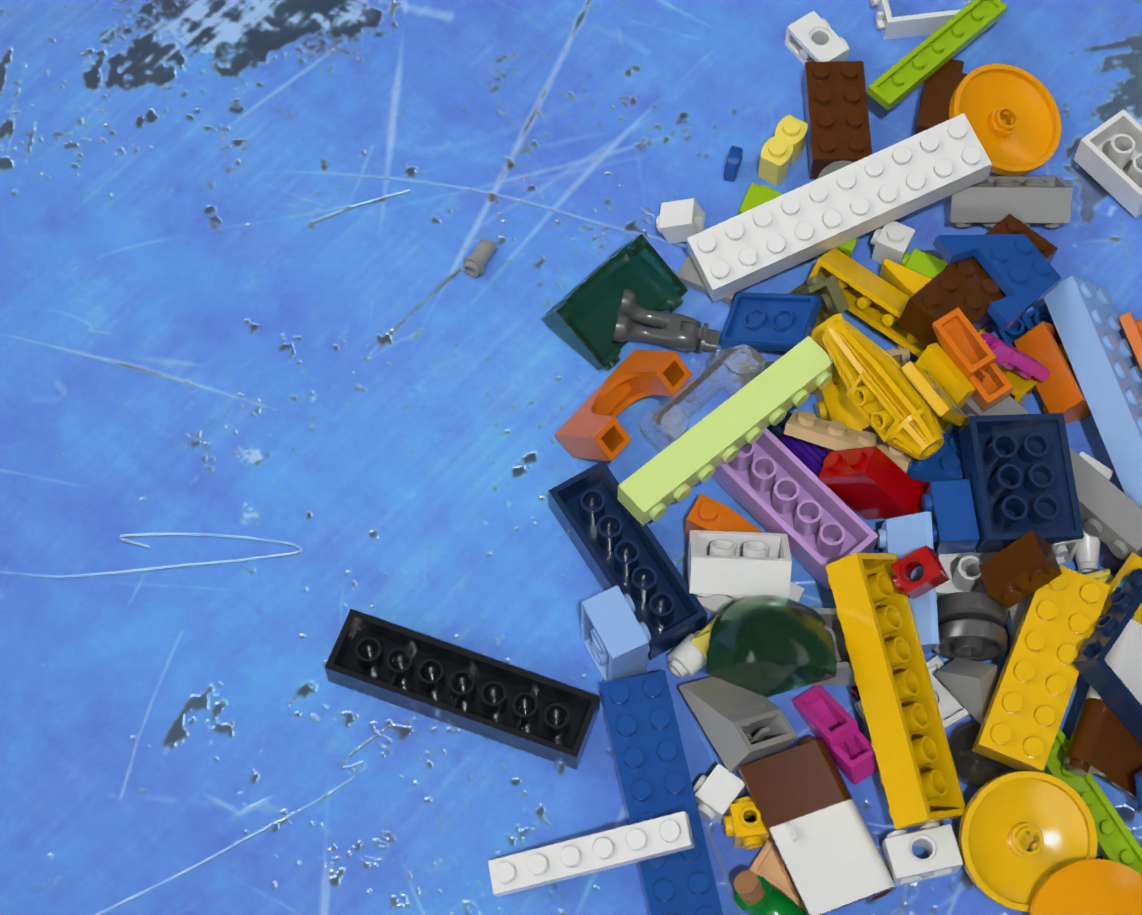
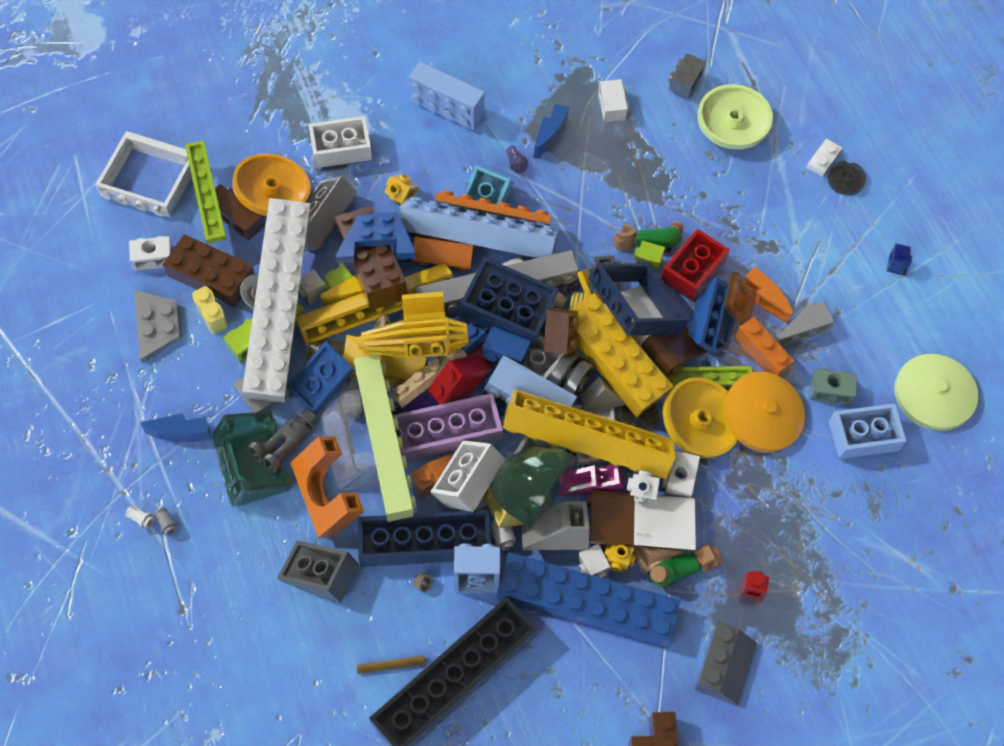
camera: 65 degrees left, 0 degrees up
(441, 608) = (390, 664): none -> pearl gold bar
(468, 232) = (144, 519): none -> white pin
(514, 460) = (319, 570): none -> dark grey slope
(562, 591) = (426, 584): none -> dark tan hinge
(591, 854) = (597, 653): white plate -> none
(605, 205) = (178, 428): none -> blue slope
(680, 220) = (220, 391): white brick -> none
(727, 105) = (156, 323): none -> light grey wing
(733, 163) = (199, 341): blue tile -> none
(830, 293) = (323, 334): olive bracket -> none
(862, 801) = (651, 490): none -> white brick
(933, 574) = (536, 372): red brick -> none
(934, 393) = (437, 312): yellow tile -> none
(972, 358) = (424, 281): orange slope -> none
(1011, 356) = (428, 264): dark pink hinge -> none
(1114, 271) = (400, 188): none -> yellow brick

